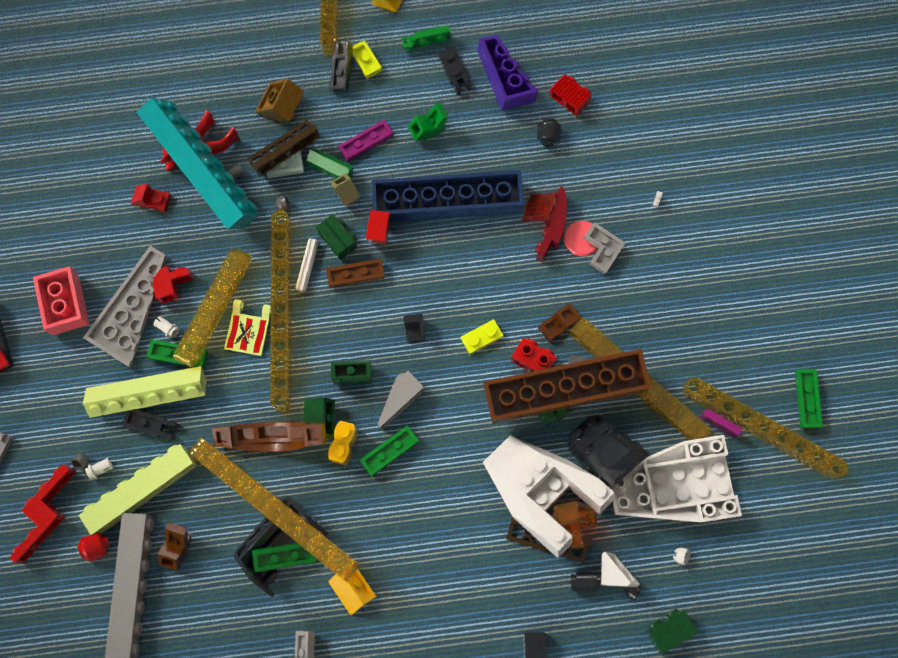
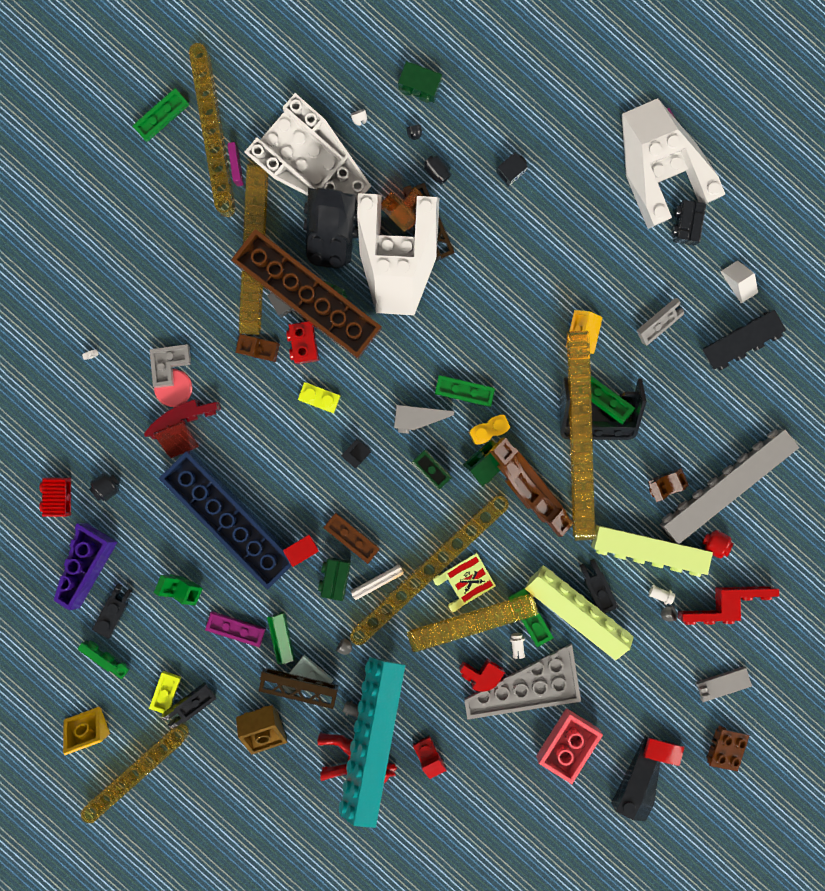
camera: 135 degrees left, 15 degrees up
(345, 190) = (291, 606): olive brick -> none
(615, 573) = (412, 152): white slope -> none

